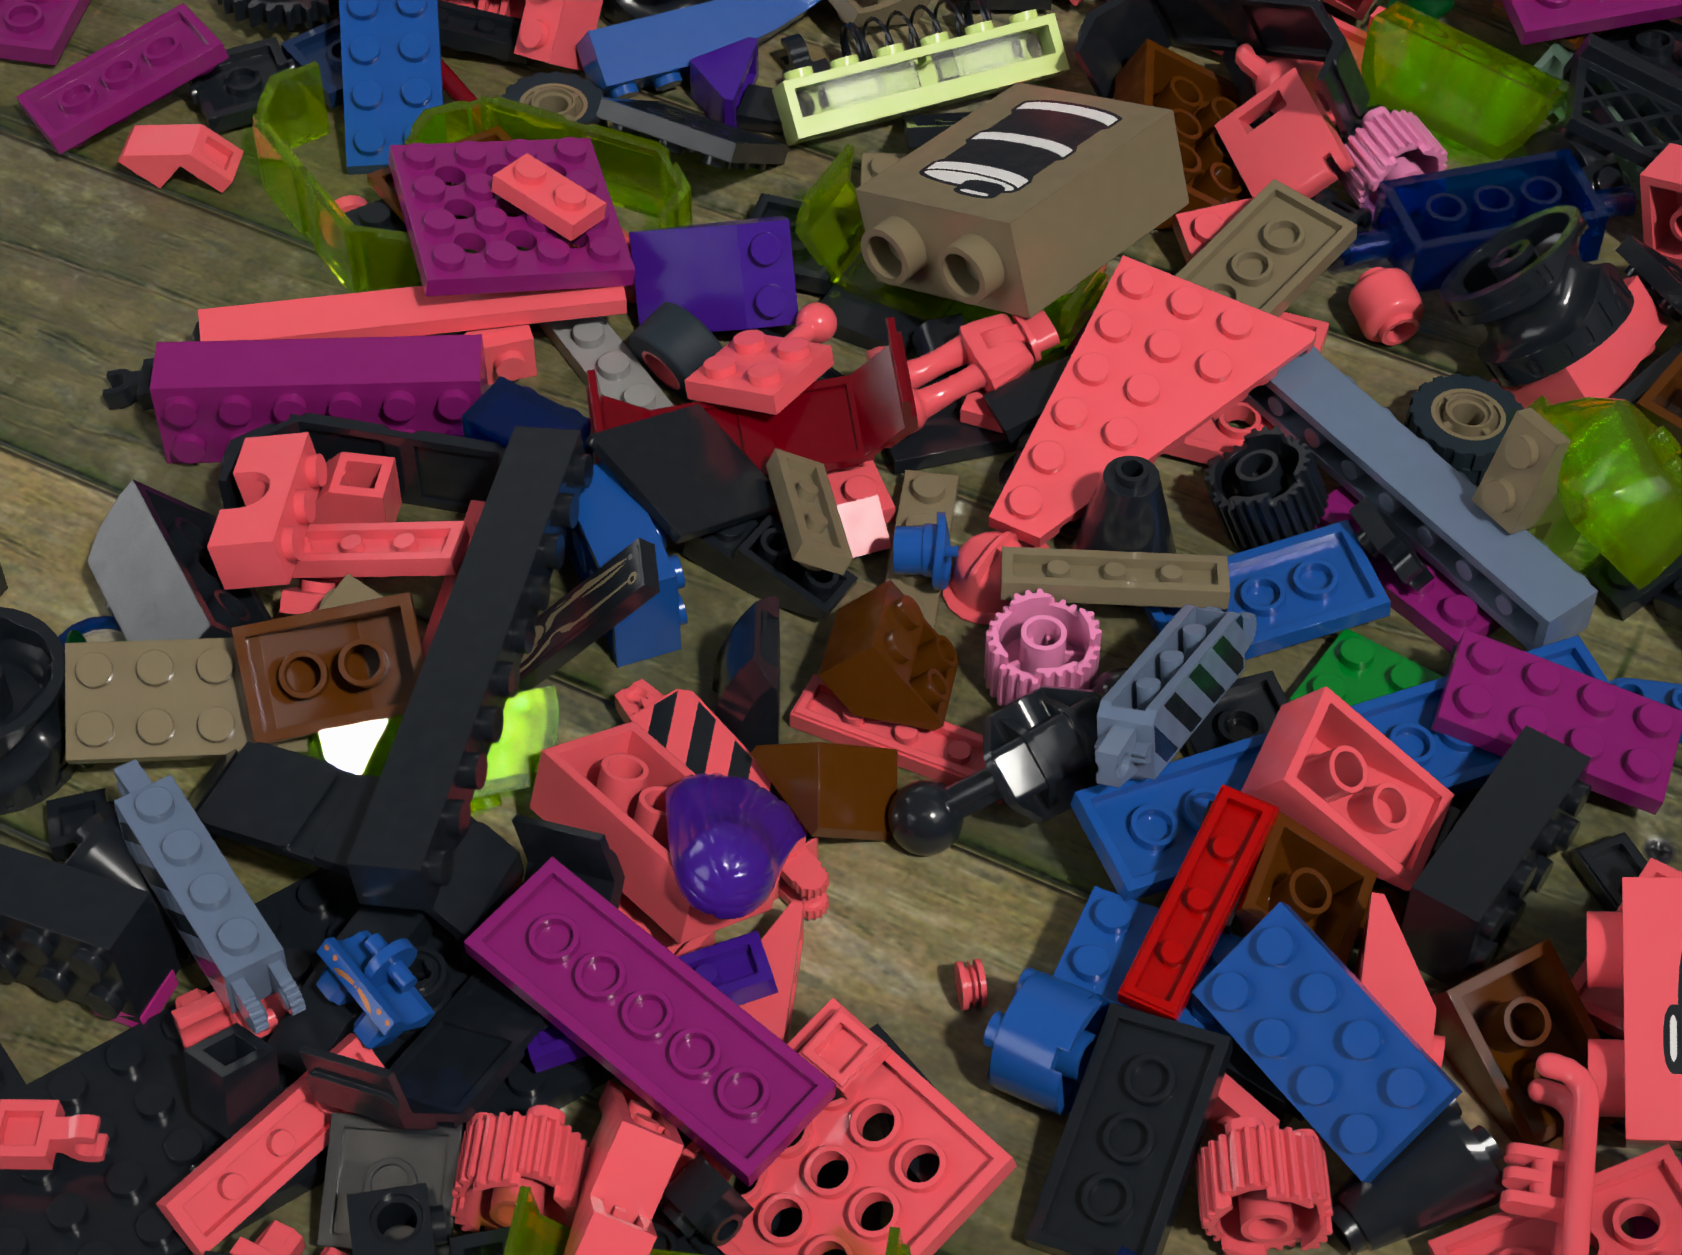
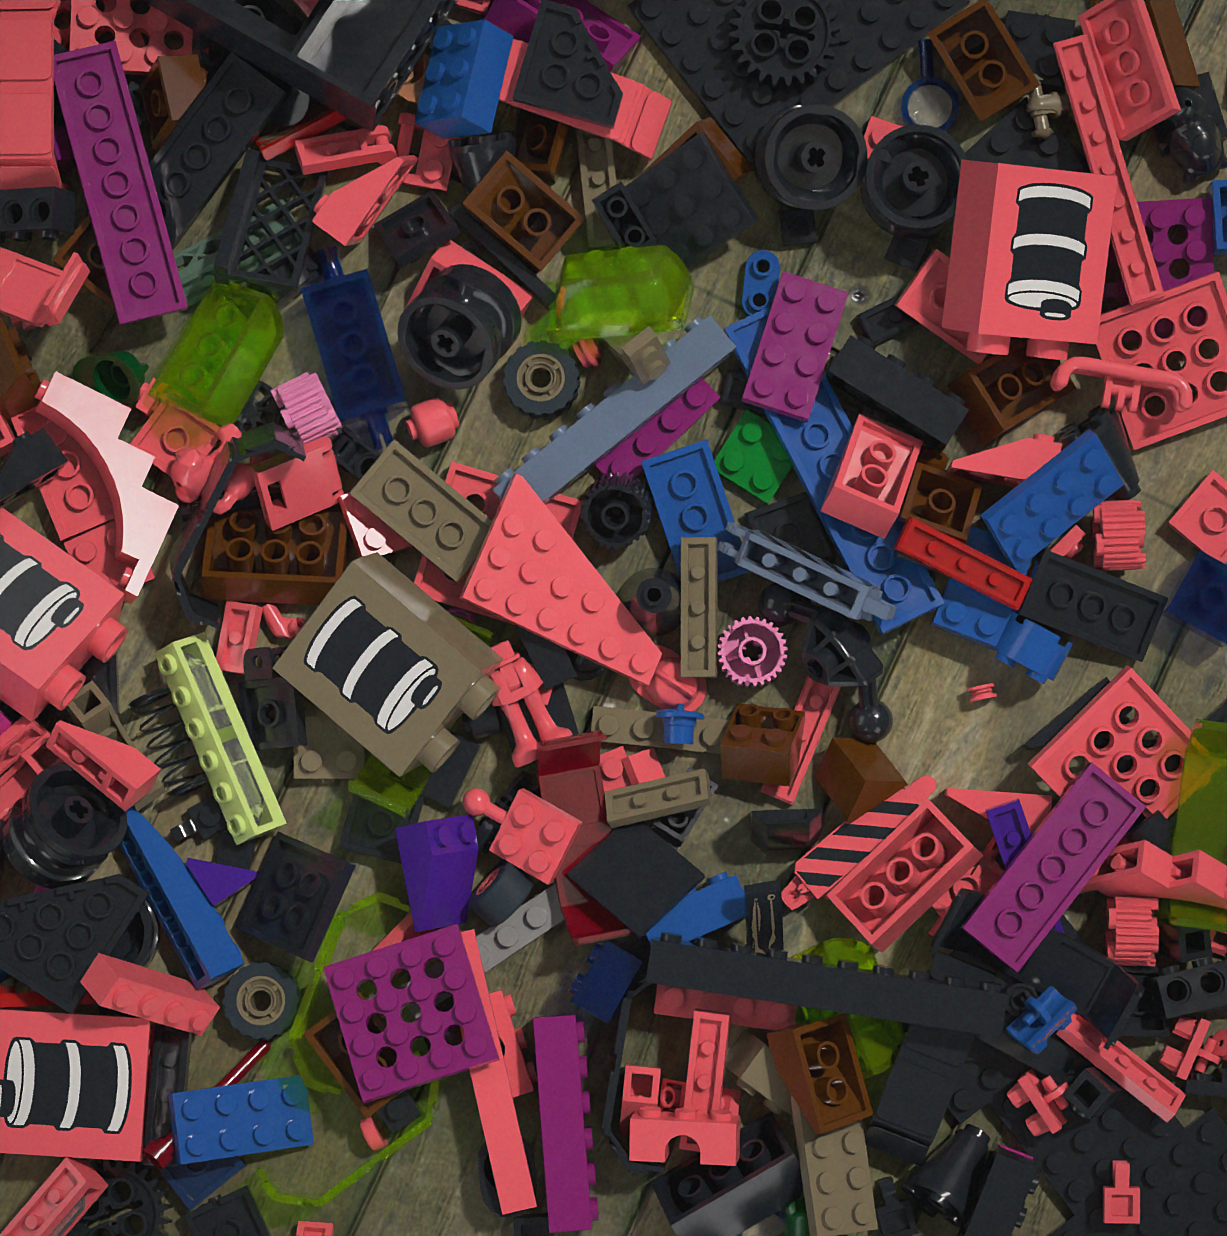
camera: 90 degrees left, 35 degrees up
(203, 896) = (994, 1124): sand blue hinge -> none
(548, 197) = (410, 985): coral plate -> none
(727, 842) = (931, 830): dark purple hair -> none
(846, 1052) = (1068, 758): coral tile -> none
(1382, 536) = (659, 437): black plate -> none

